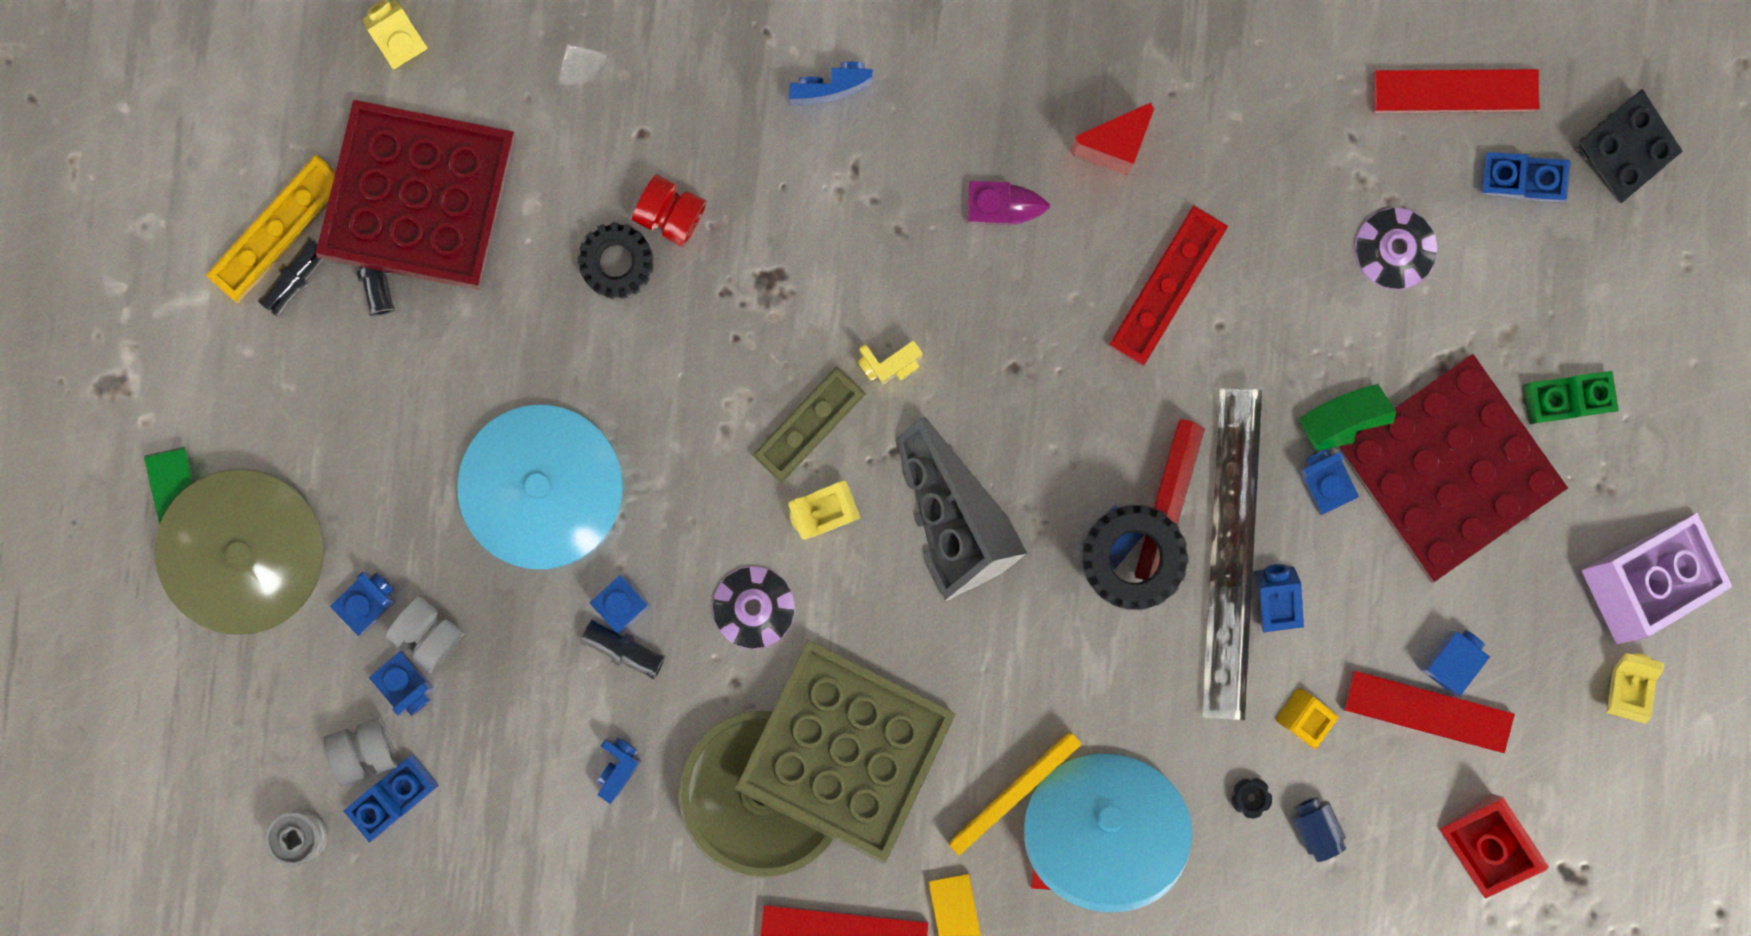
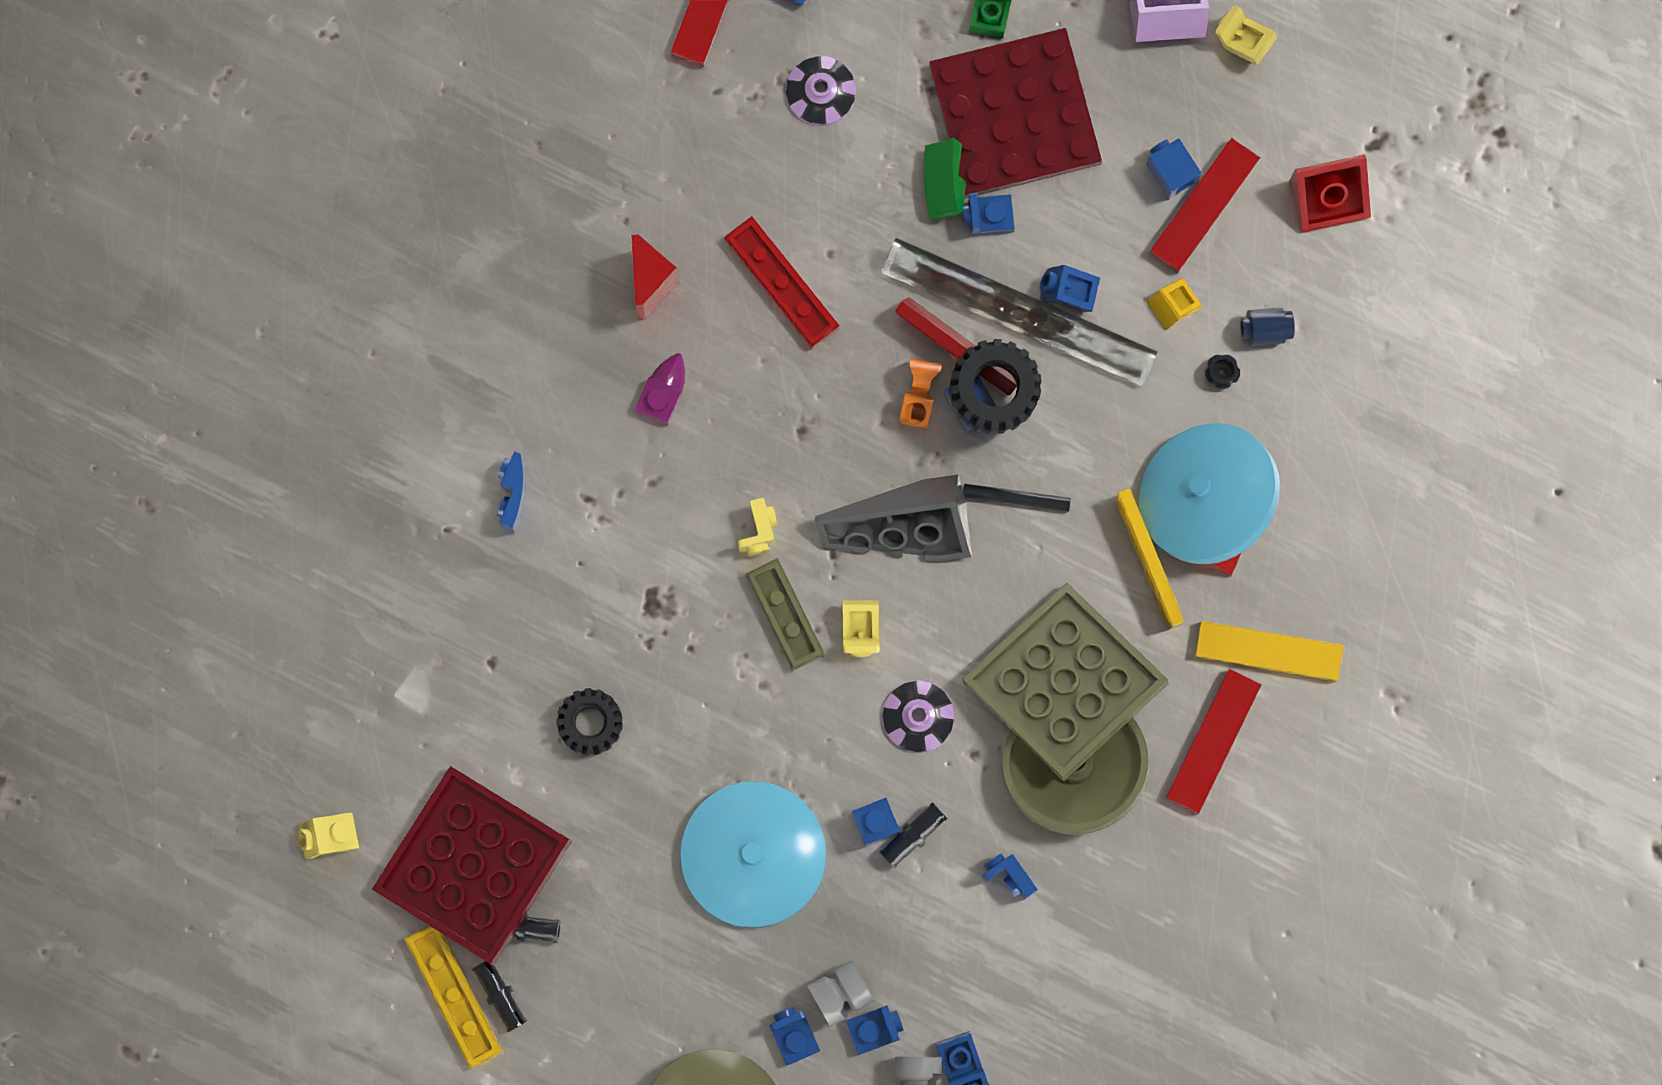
camera: 70 degrees left, 5 degrees down
(665, 208) = (565, 661): red wheel -> none
(1029, 625) = (1016, 497): none -> black bar
(1089, 480) = (917, 403): none -> orange leg

